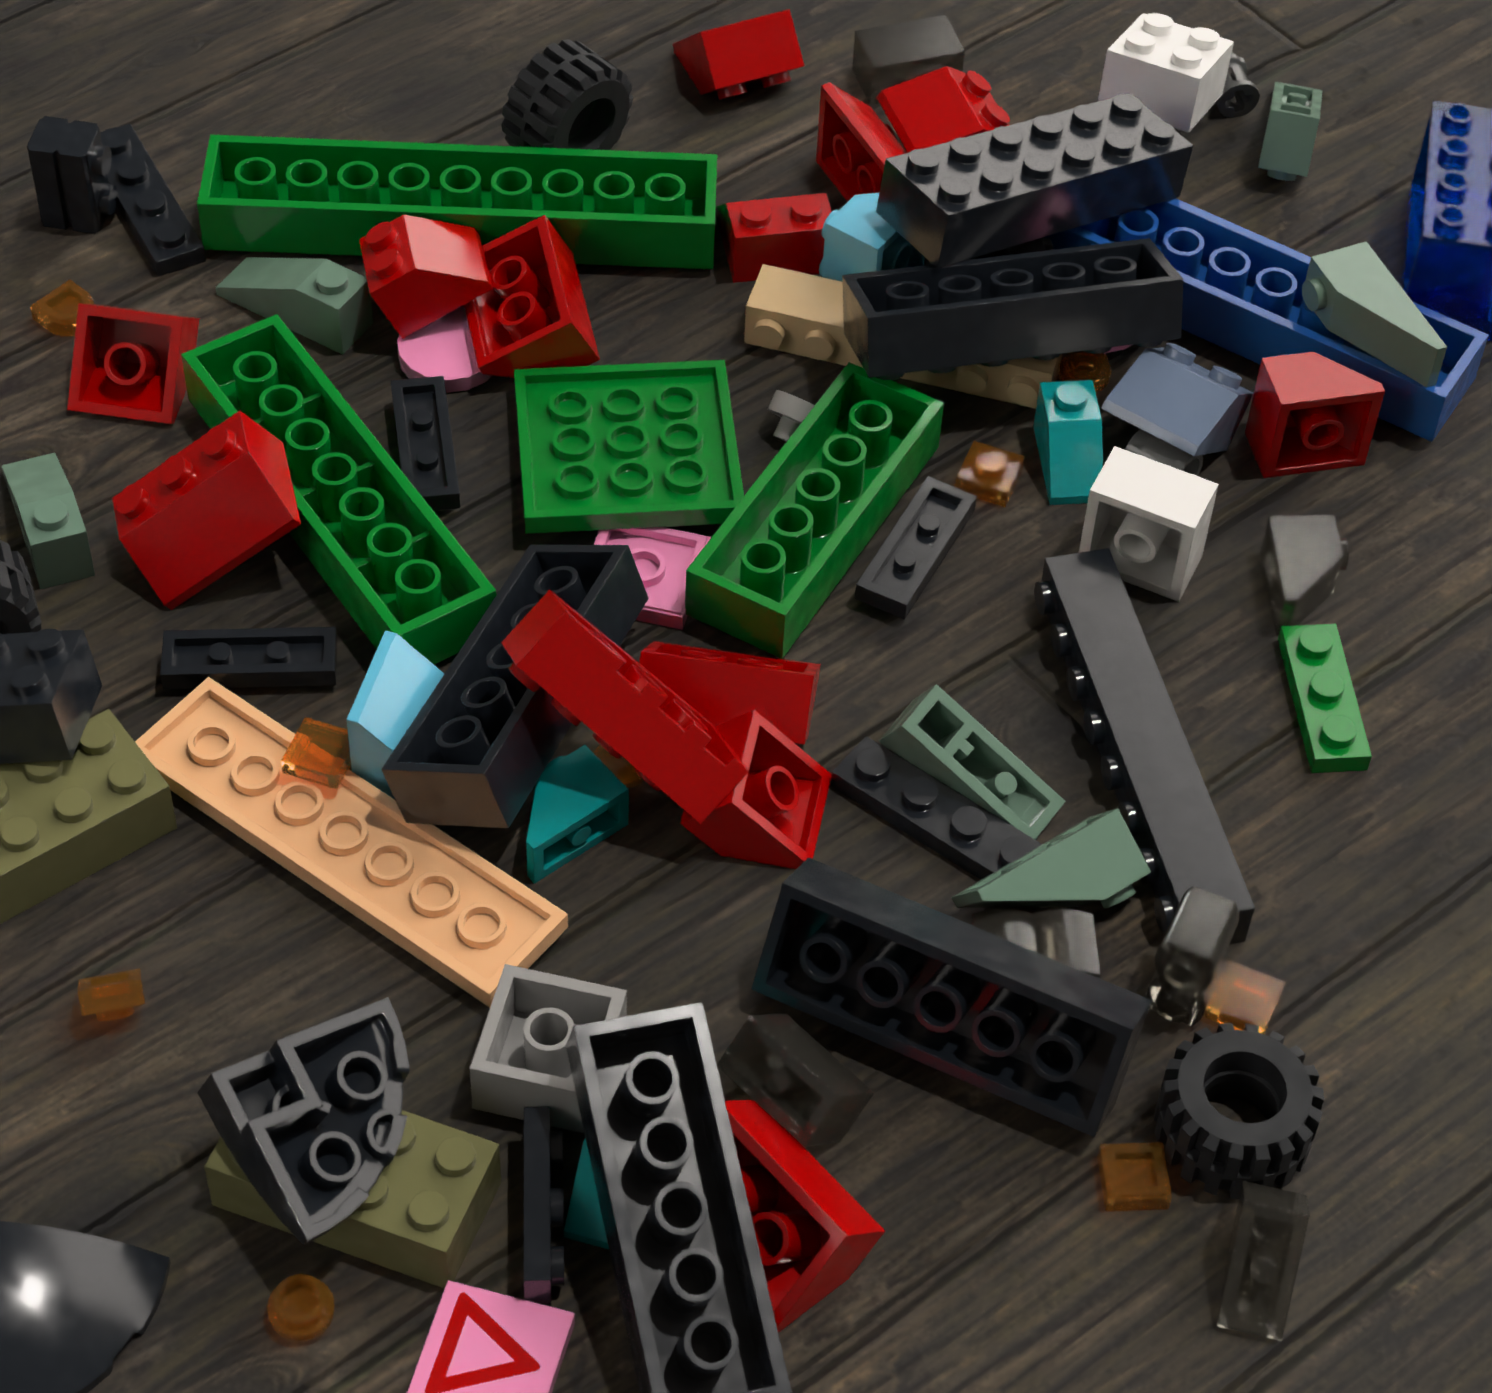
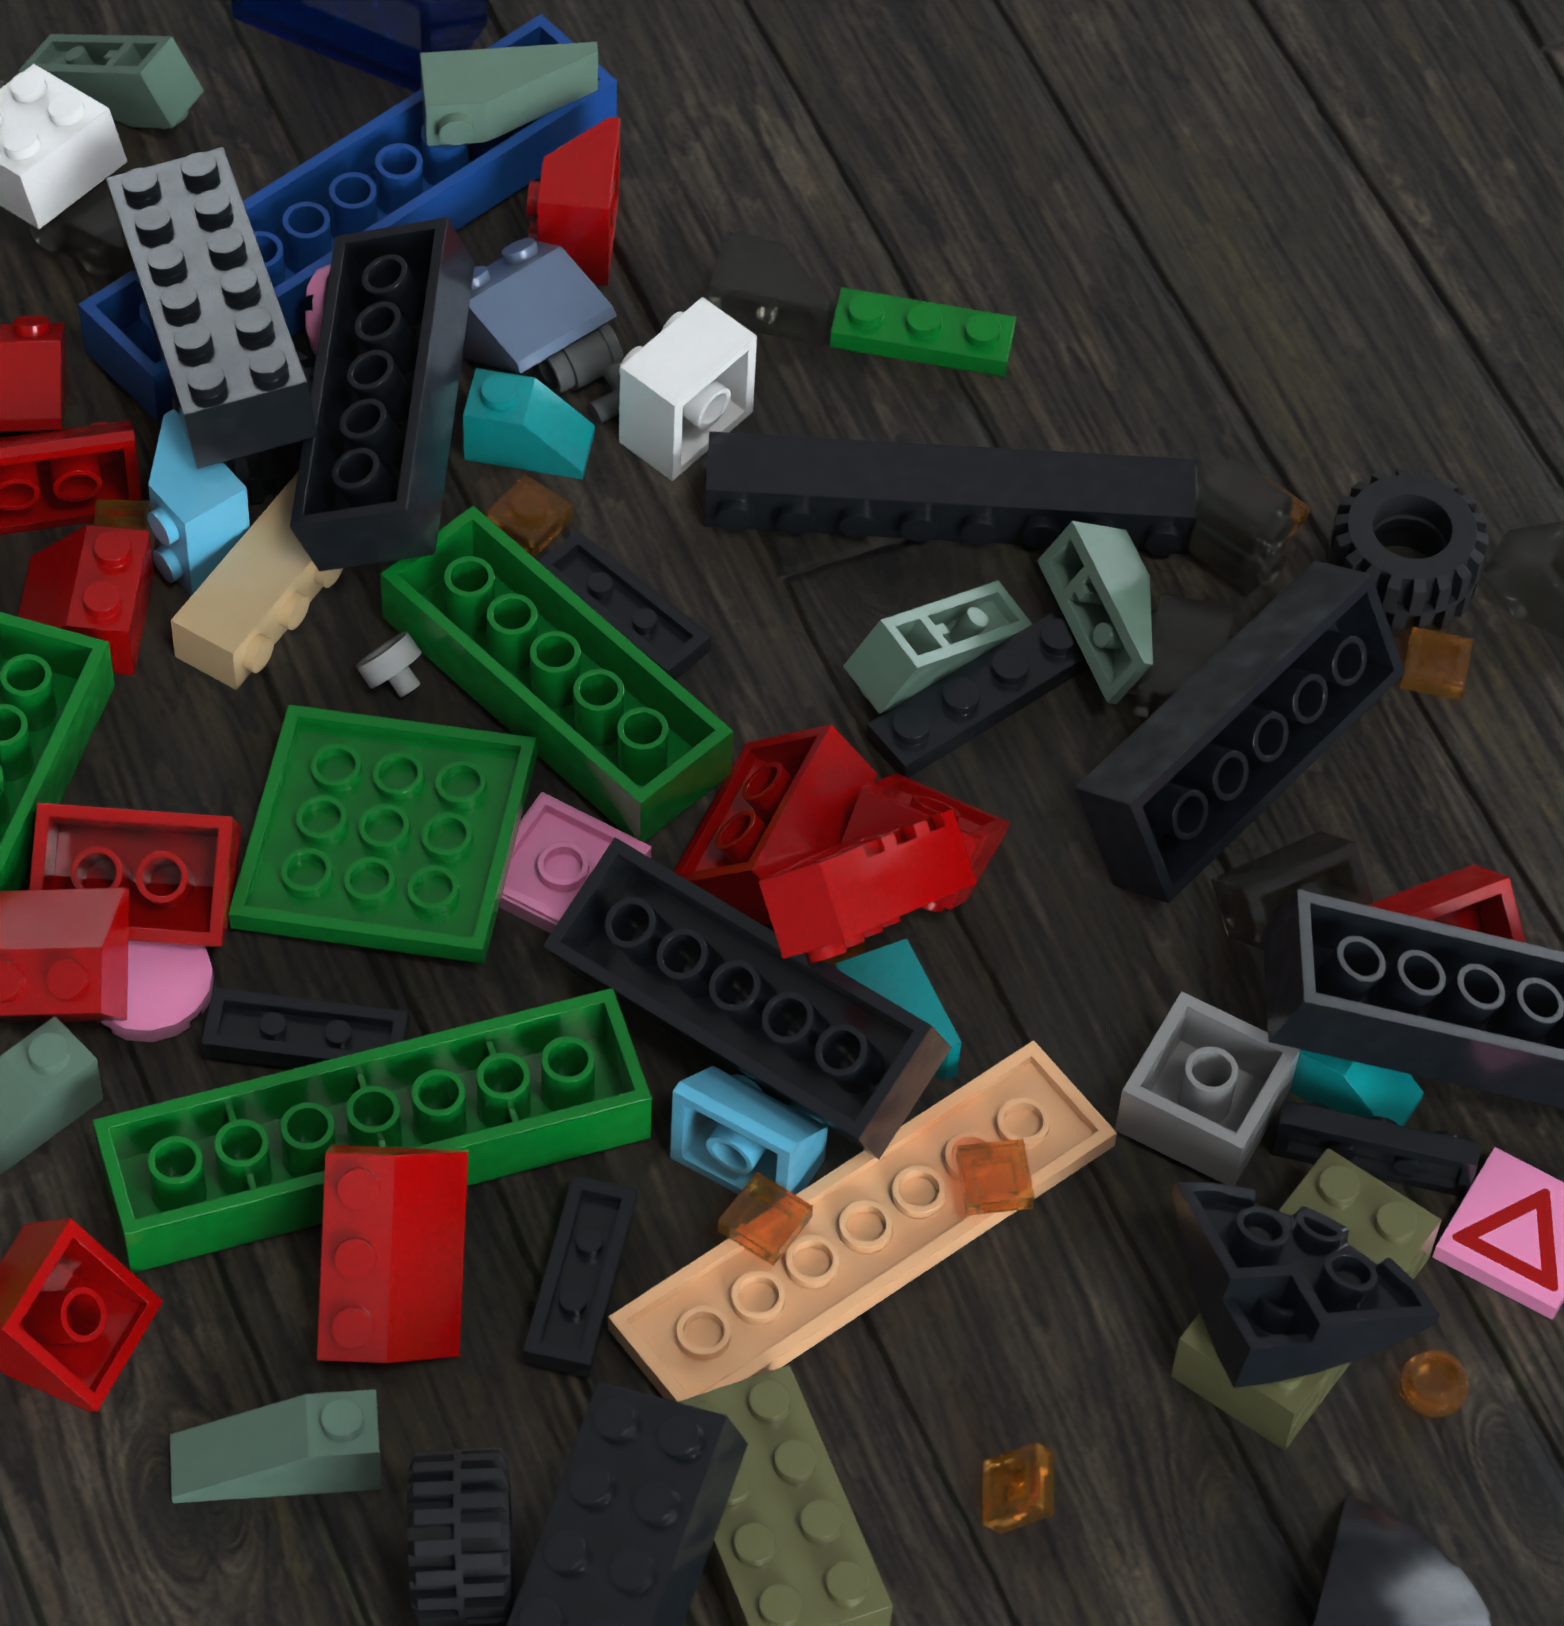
camera: 75 degrees left, 5 degrees up
(407, 904) = (995, 1177): none -> clear orange tile

